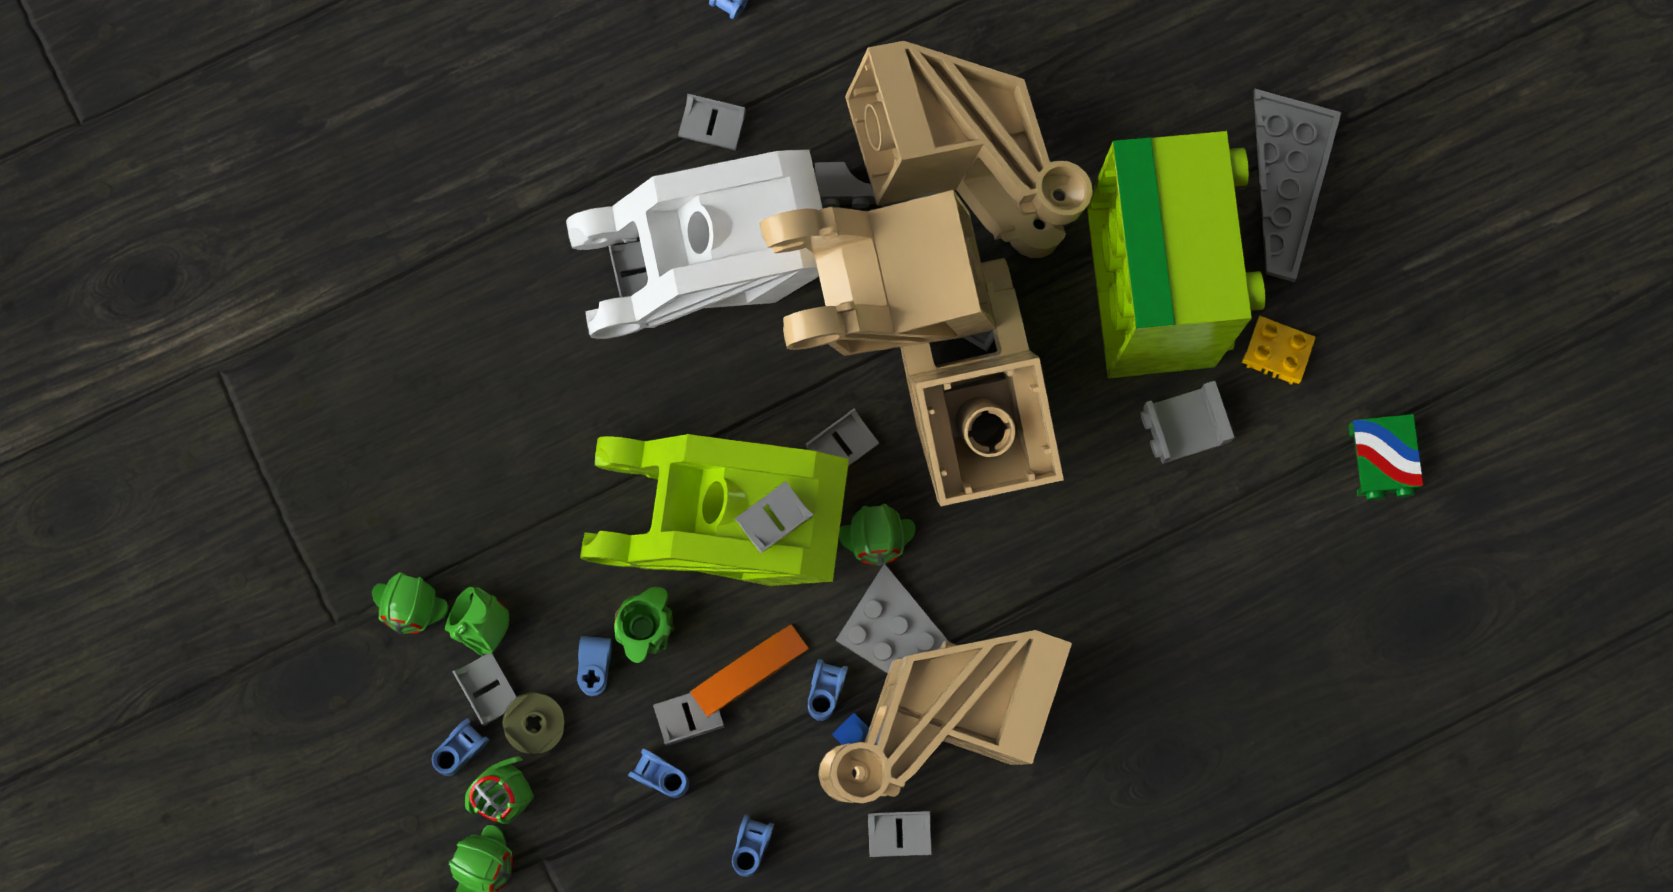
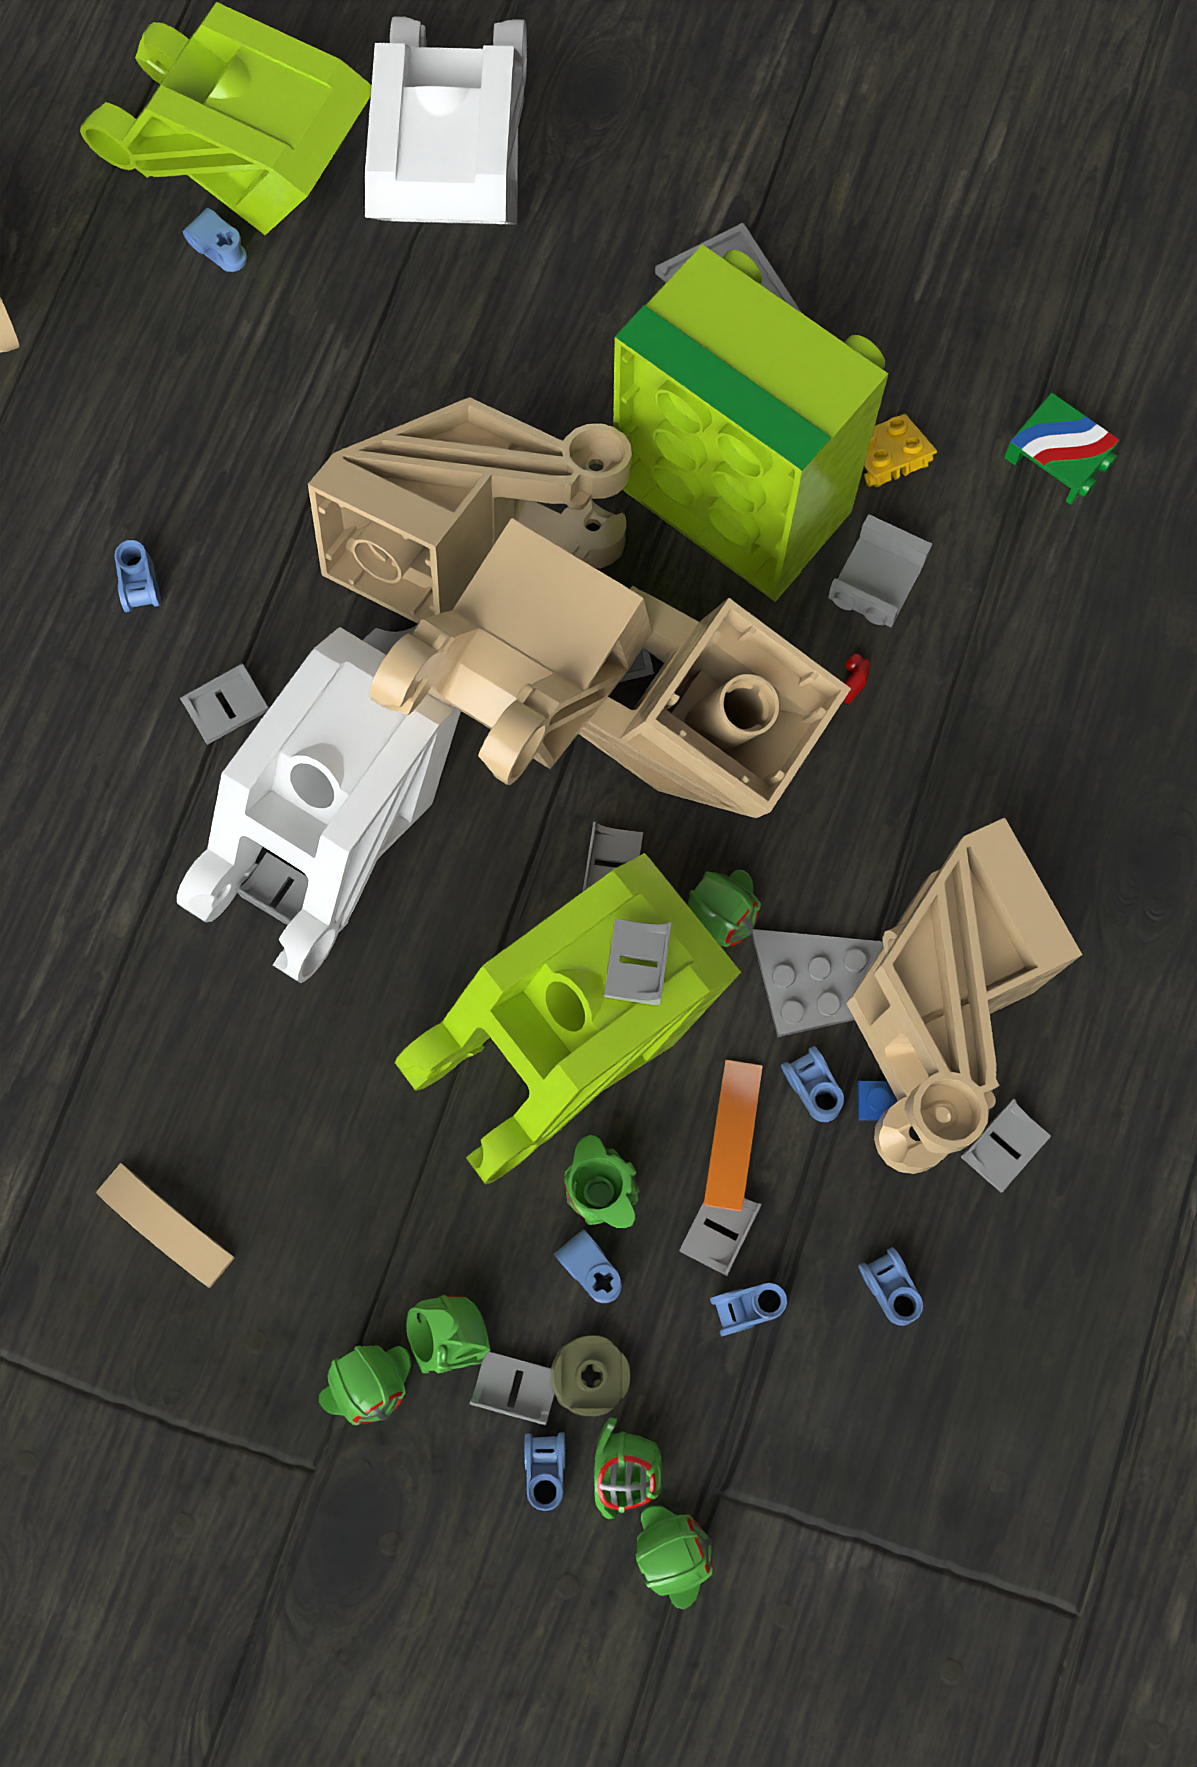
camera: 45 degrees left, 5 degrees down
(383, 403) = (164, 1226): none -> tan slope
(1103, 476) = (860, 671): none -> red arm

